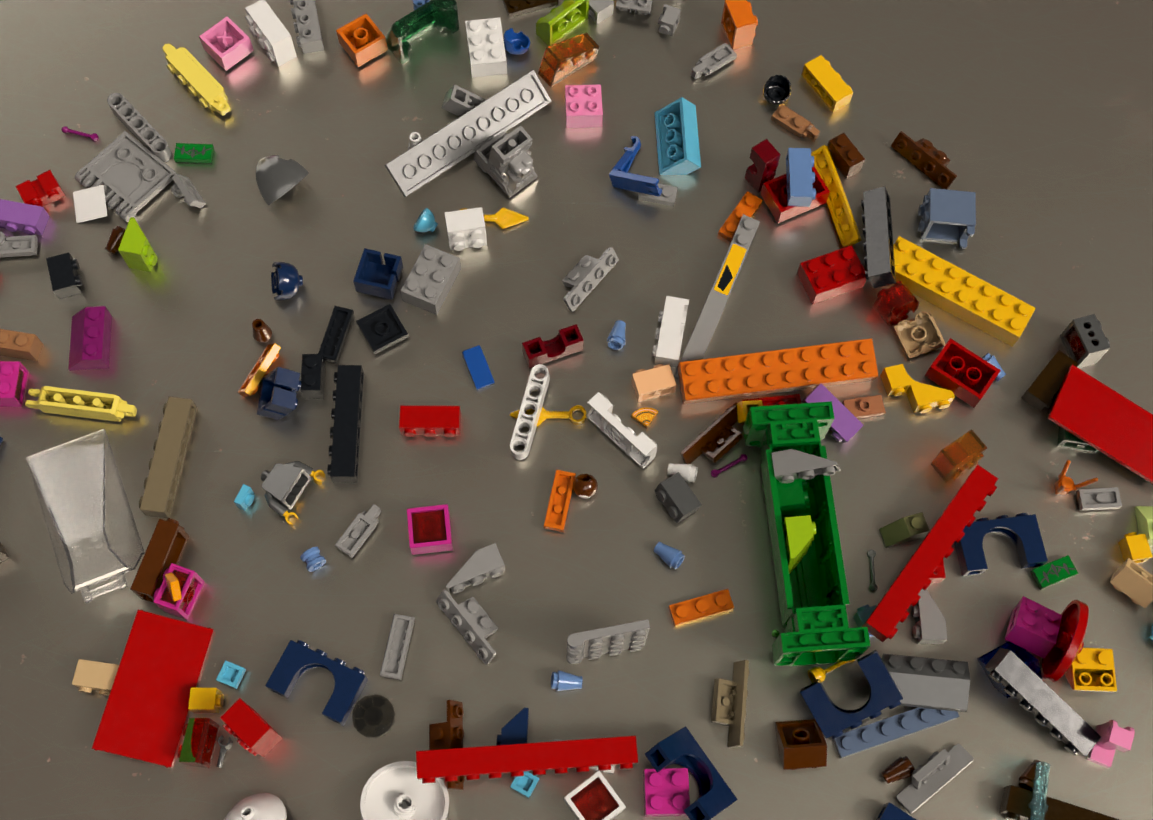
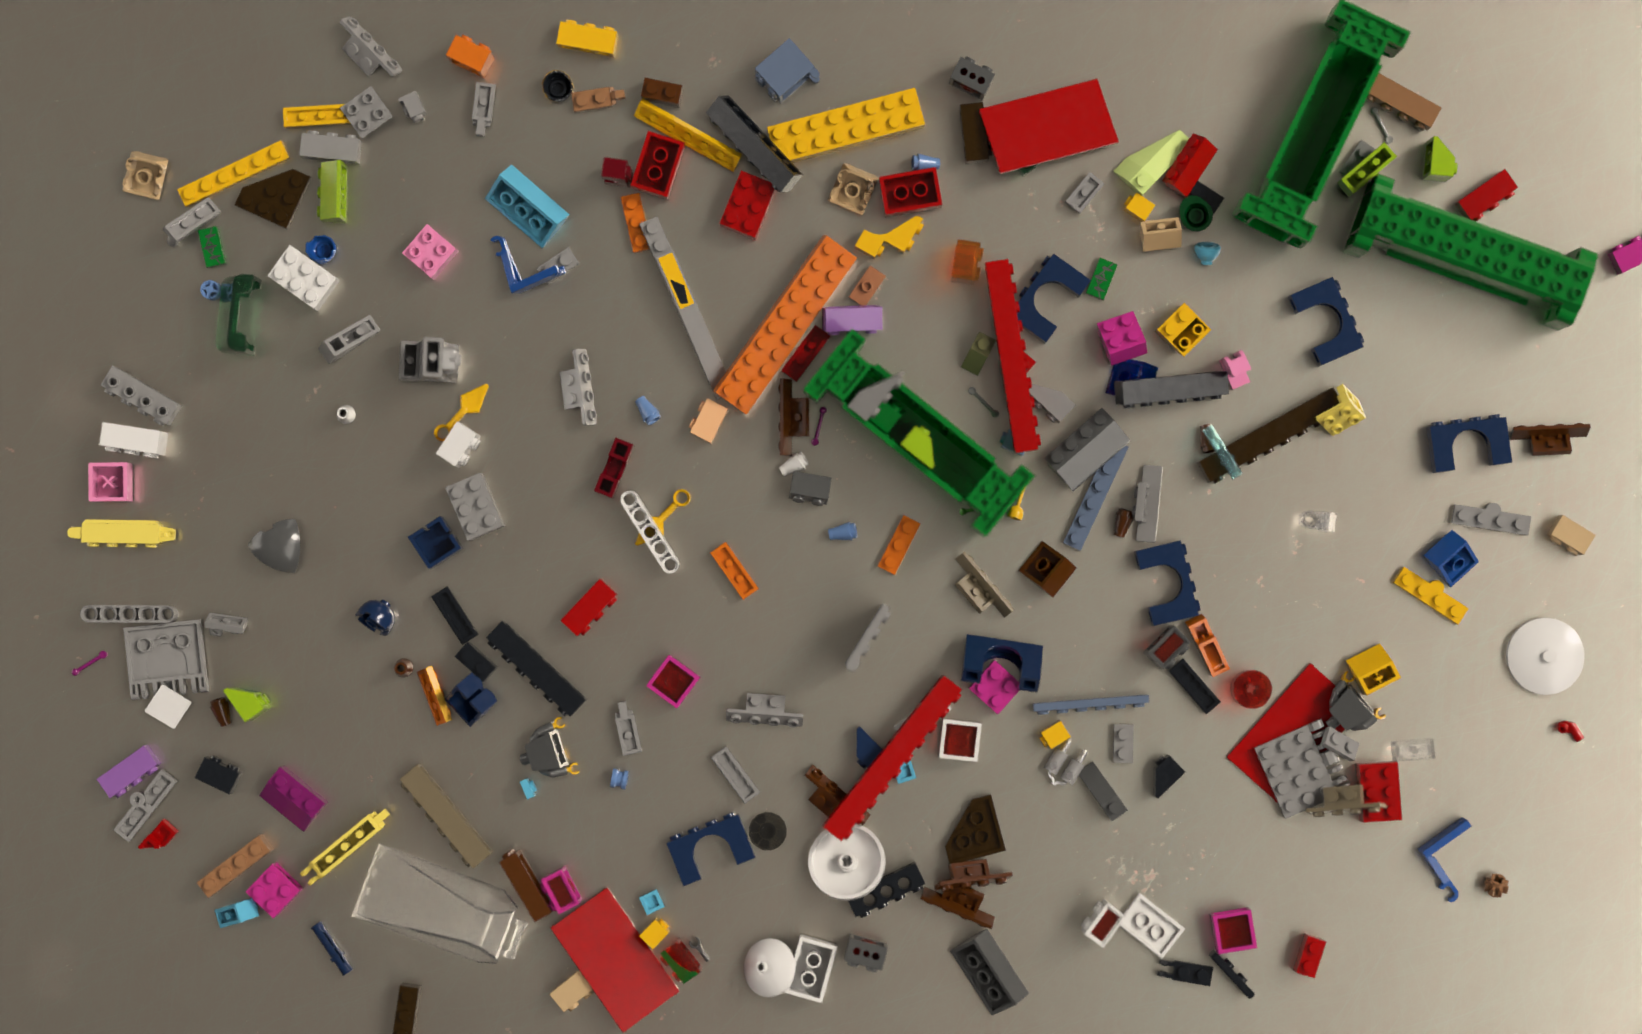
camera: 45 degrees left, 20 degrees up
(41, 191) = (122, 735): red brick -> none
(173, 586) = (561, 892): light orange tile -> none
(193, 153) = (190, 590): green tile -> none
(250, 729) = (706, 920): red brick -> none
(362, 40) = (206, 371): orange brick -> none
(382, 329) = (482, 577): black plate -> none
(425, 222) = (420, 467): medium azure brick -> none
(468, 133) = (373, 364): plate -> none
(478, 367) = (578, 535): blue slope -> none
(481, 565) = (730, 668): light grey slope -> none
(565, 681) = (863, 684): medium blue cone -> none
(567, 57) = (375, 222): clear orange wedge -> none
(585, 486) = (741, 543): reddish brown piece -> none
(638, 448) = (698, 482): white piece -> none
(644, 416) = (727, 450): light orange tile -> none
(671, 331) = (683, 372): white wedge -> none
(743, 409) = (797, 378): yellow brick -> none
(800, 177) = (653, 156): medium blue brick -> none
(835, 719) = (1053, 533): dark blue arch -> none
(895, 303) = (815, 184): clear red brick -> none
(925, 158) = (721, 29): reddish brown bracket -> none
(1066, 484) = (1054, 205): orange plant -> none
(1068, 642) = (1153, 333): red dish -> none

